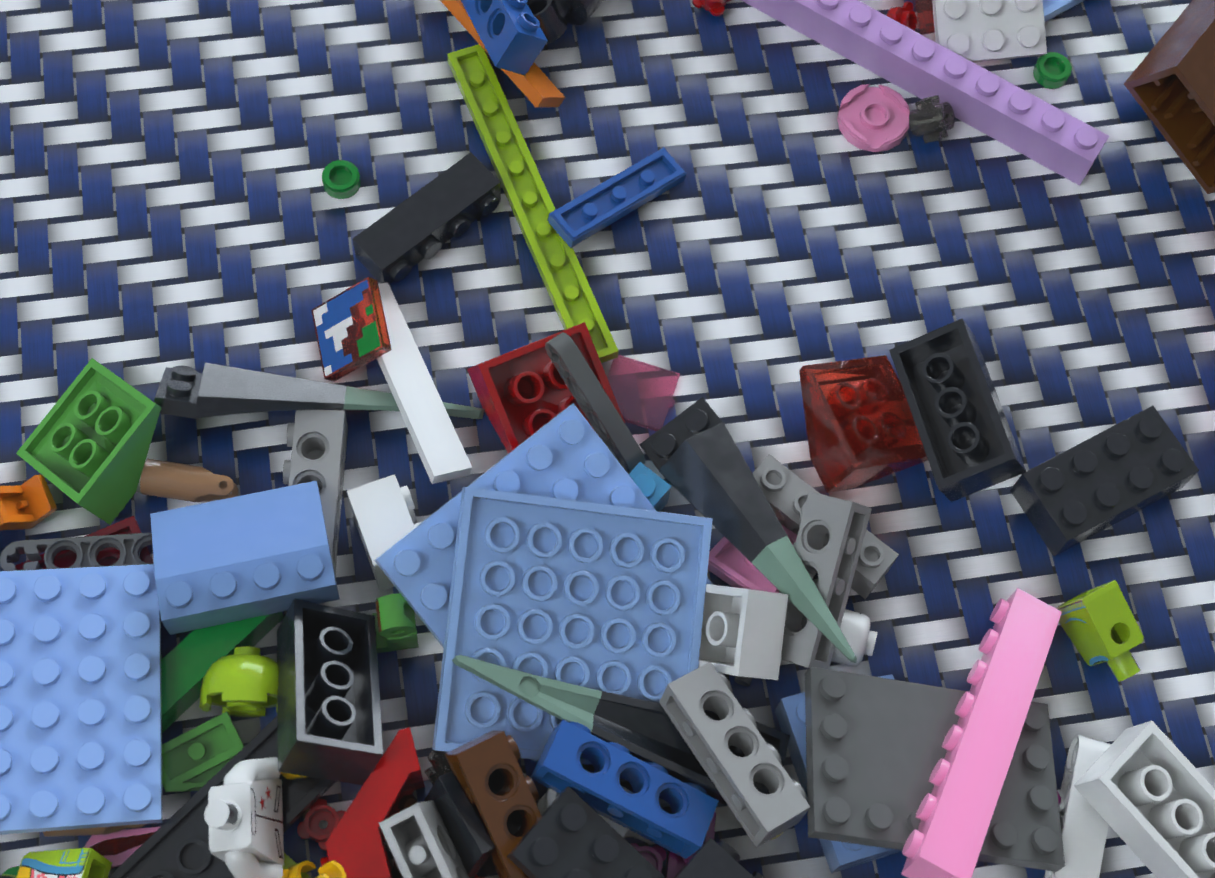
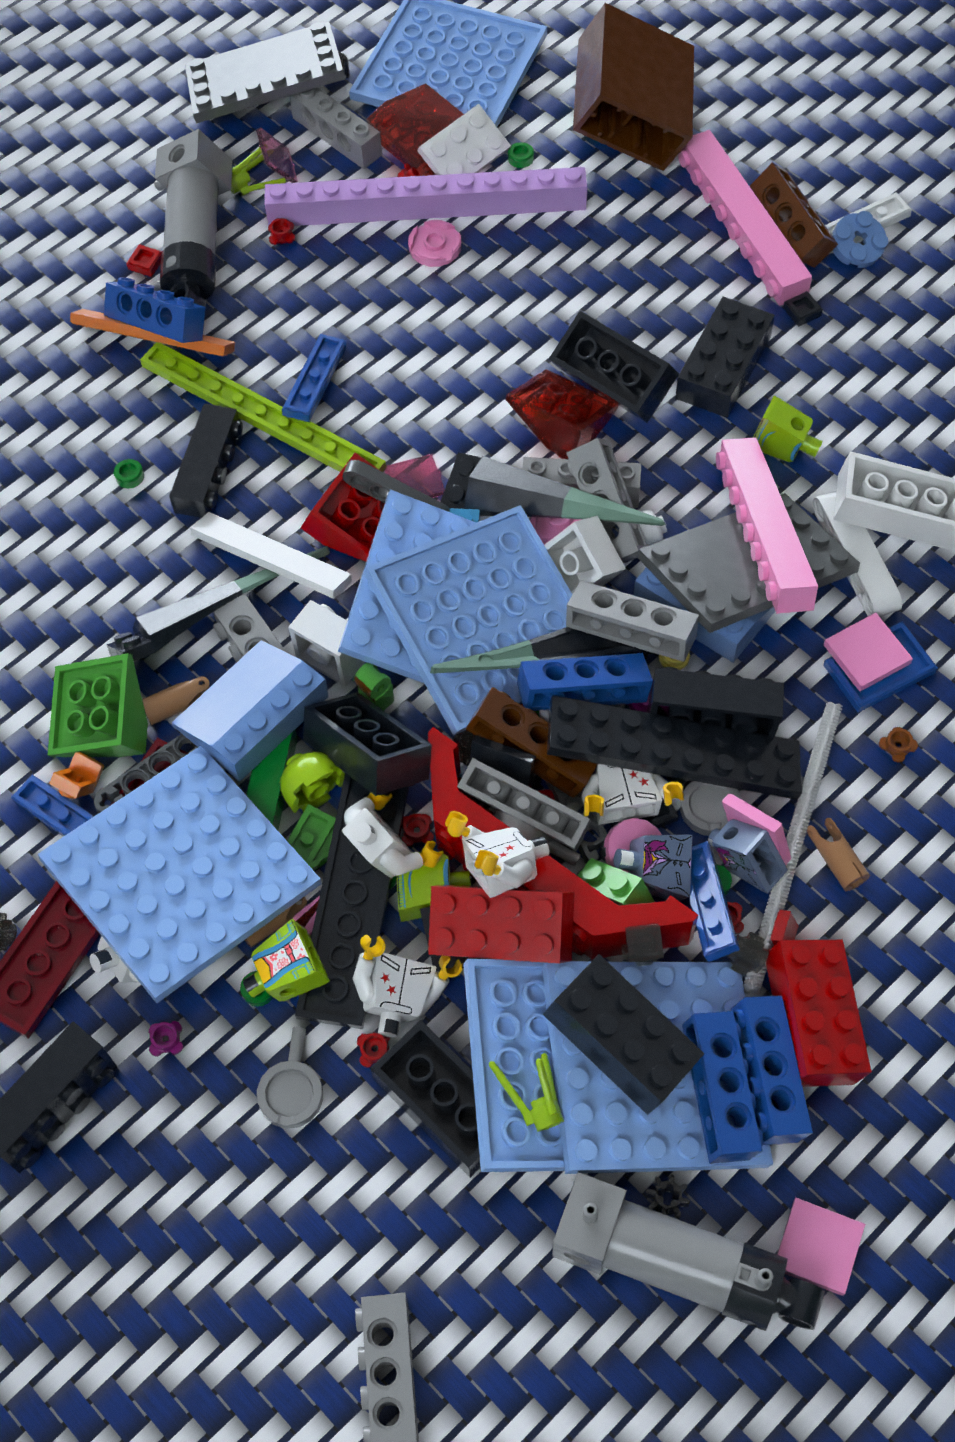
camera: 25 degrees left, 5 degrees down
(351, 329) = (209, 548): tile -> none
(931, 119) = (471, 221): clear smoke gear -> none

